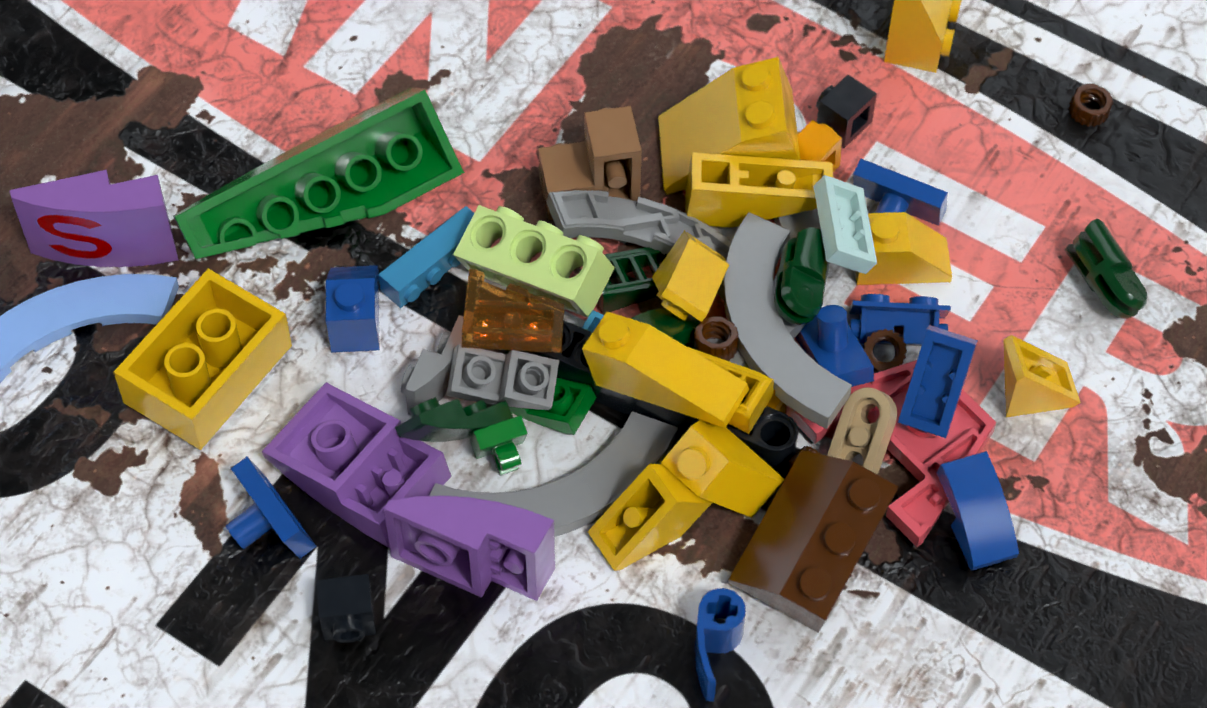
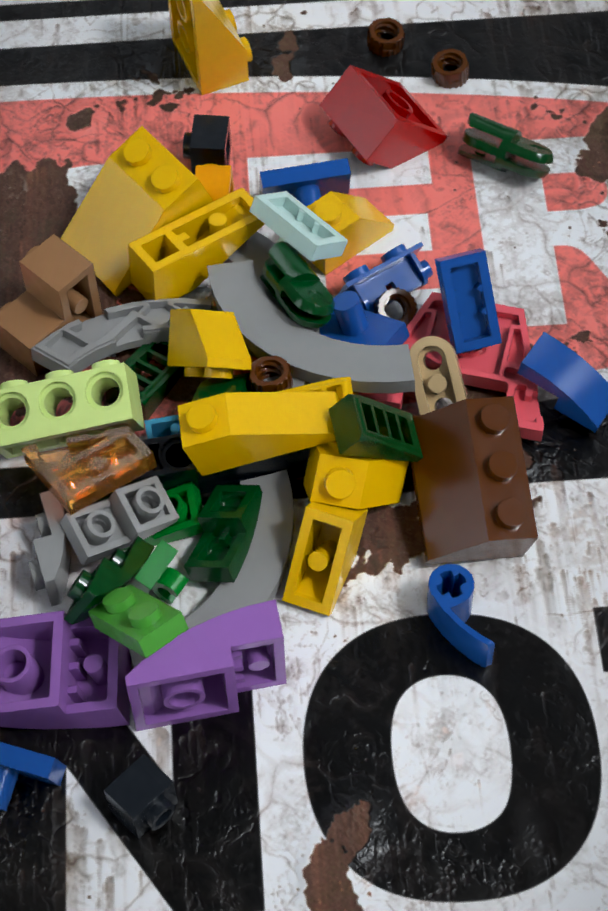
camera: 35 degrees left, 0 degrees up
(440, 464) = (137, 620): none -> bright green plate
(591, 441) = (228, 530): none -> dark green slope
(723, 434) = (364, 430): none -> dark green slope
(1018, 176) = (379, 118): none -> red slope
(1035, 380) = (524, 261): yellow slope -> none
(1124, 180) = (450, 79): none -> reddish brown axle

